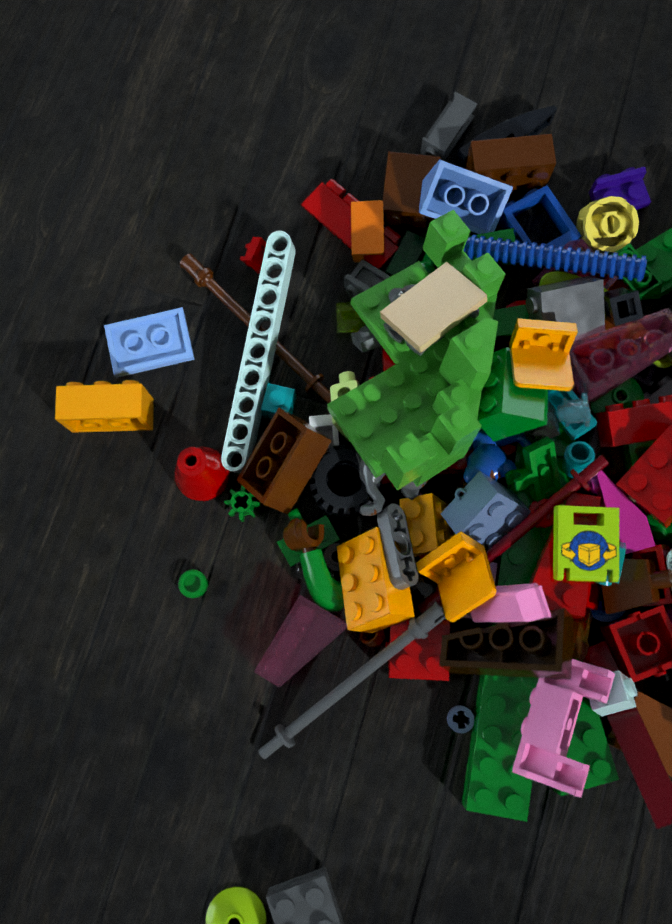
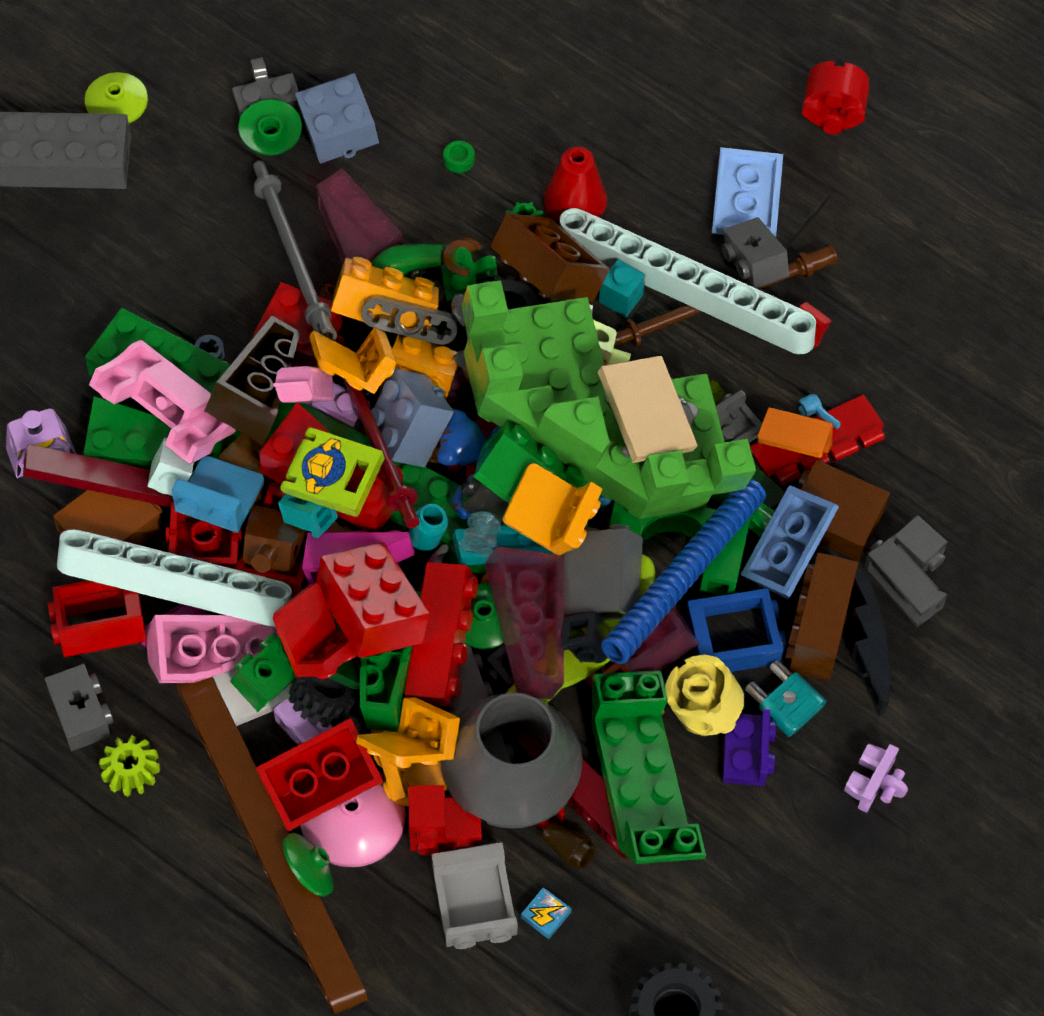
camera: 105 degrees right, 15 degrees down
(40, 294) = (836, 96): none -> red brick
(104, 407) = (680, 121): light orange brick -> none
(186, 779) = (276, 88): none -> dark grey plate
(196, 701) = (337, 118): none -> sand blue brick
(208, 323) = (755, 253): none -> dark grey brick
(215, 772) = (266, 117): none -> green dish
(326, 235) = (812, 405): none -> dark azure hand
(415, 126) = (922, 544): none -> dark grey brick
(540, 470) = (435, 475): green plate -> none
(573, 177) = (791, 702): none -> teal piece
(608, 102) = (866, 789): none -> lavender hips
(613, 826) = (36, 429): none -> lavender torso
(620, 641) = (218, 493): none -> dark azure bracket

